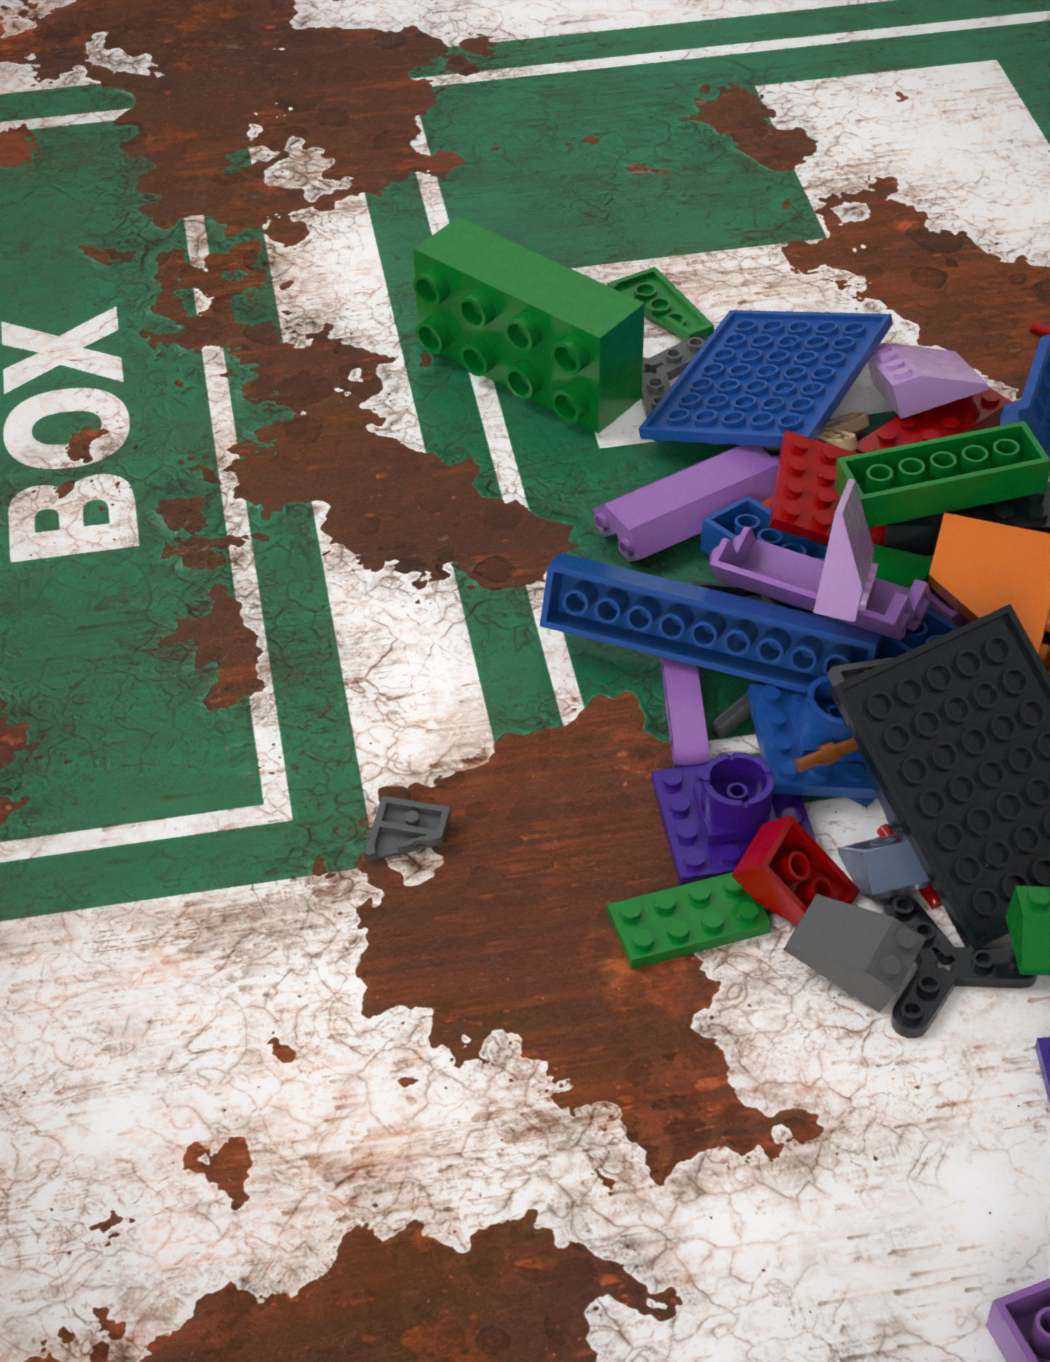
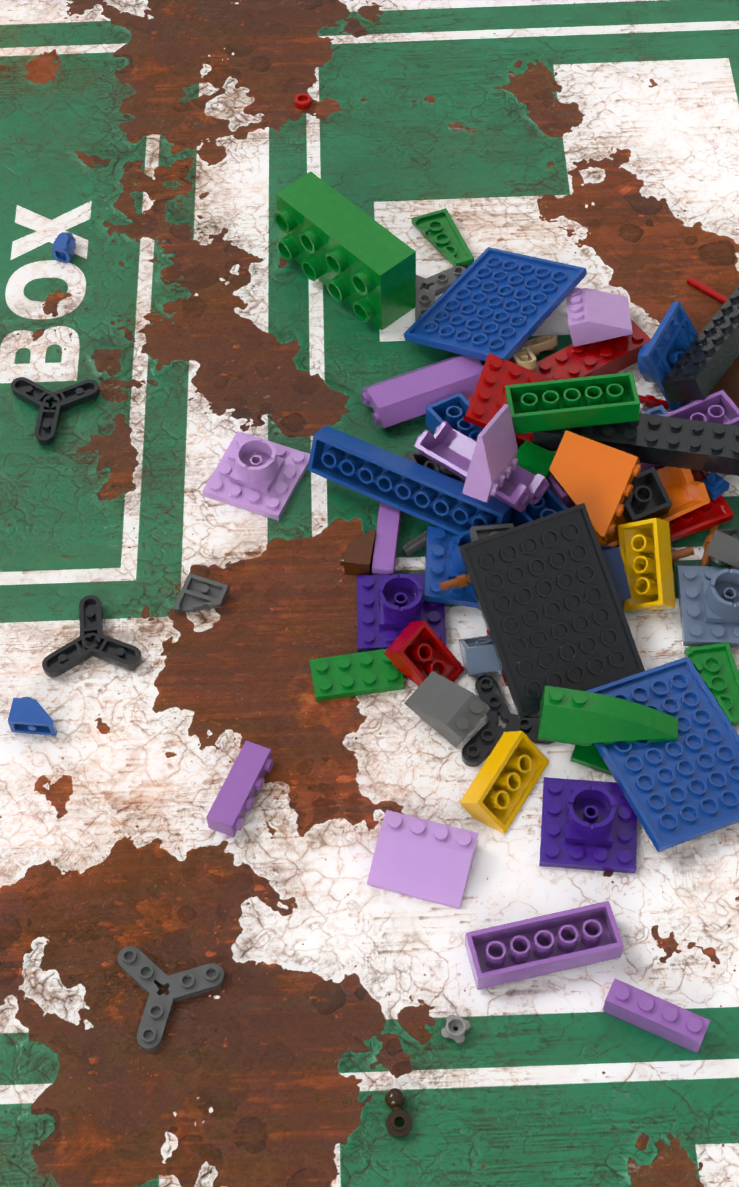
camera: 10 degrees right, 10 degrees up
(87, 367) = (64, 247): none -> blue rock
(87, 572) = (40, 397): none -> black piece
(160, 1050) = (30, 718): none -> blue slope
(221, 936) = (78, 650): none -> black piece
(408, 156) = (303, 101): none -> red tile
(457, 646) = (257, 475): none -> lavender piece
(541, 1120) = (240, 788): none -> medium lavender brick
(649, 741) = (359, 555): none -> reddish brown slope
(879, 1193) = (423, 859): none -> lavender slope
(976, 1051) = (505, 781): none -> yellow slope

